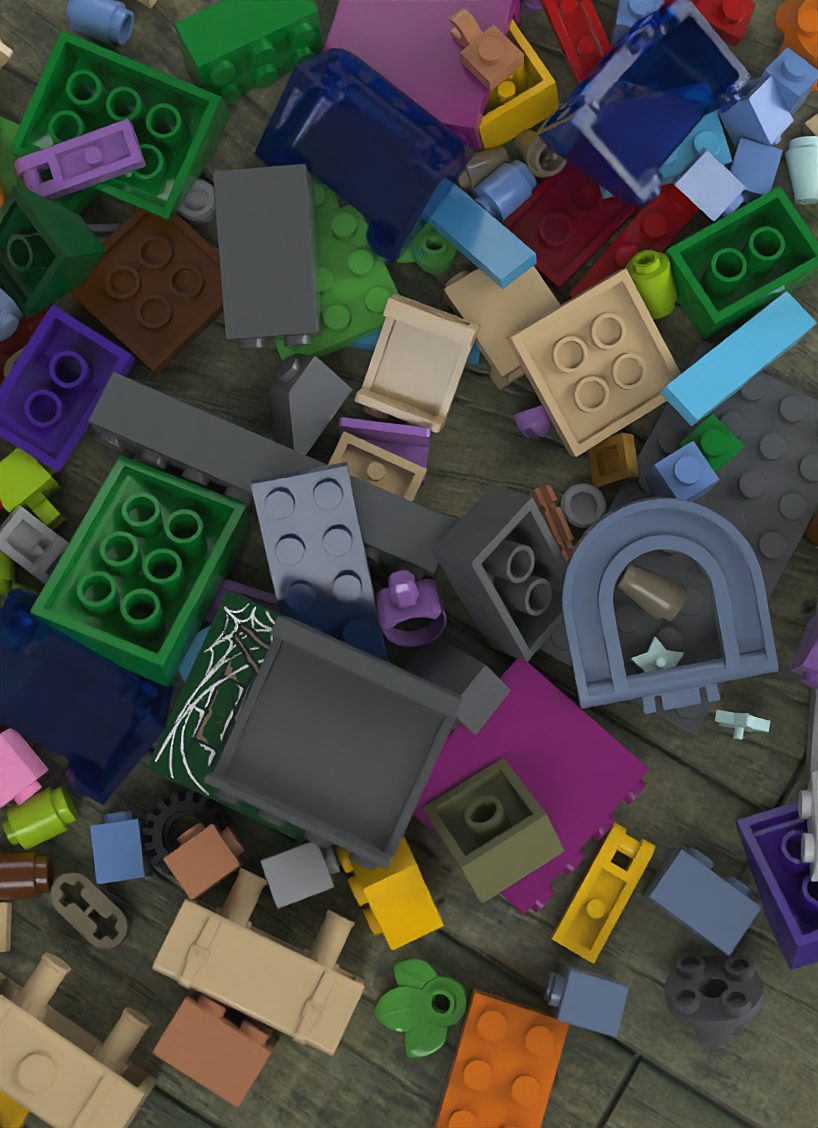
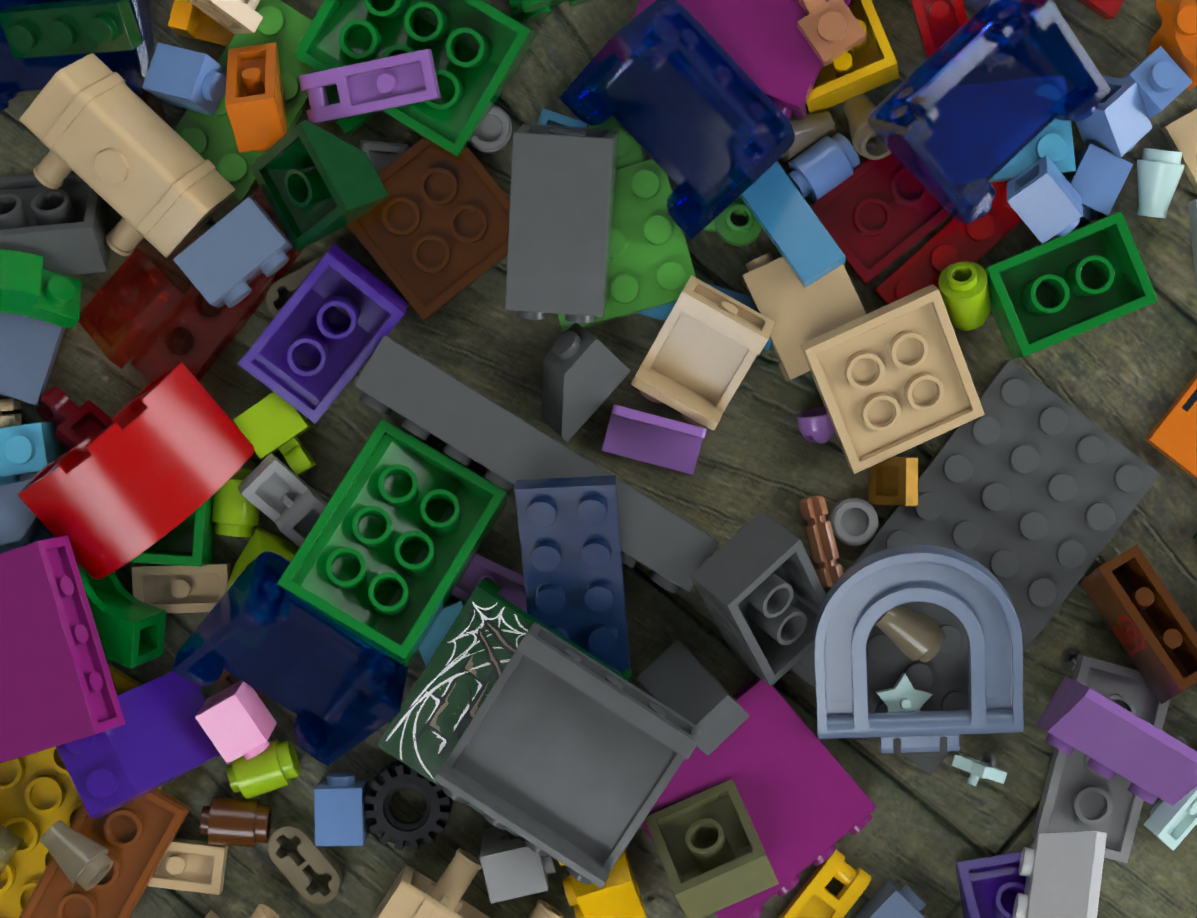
camera: 10 degrees right, 10 degrees up
(205, 858) = (424, 839): nougat brick -> none
(379, 466) = (644, 463): tan plate -> none
(407, 600) = (660, 622): medium lavender piece -> none
(682, 475) = (960, 517): medium blue brick -> none
(714, 442) = (996, 482): green plate -> none
(738, 358) = (1043, 393): medium azure slope -> none

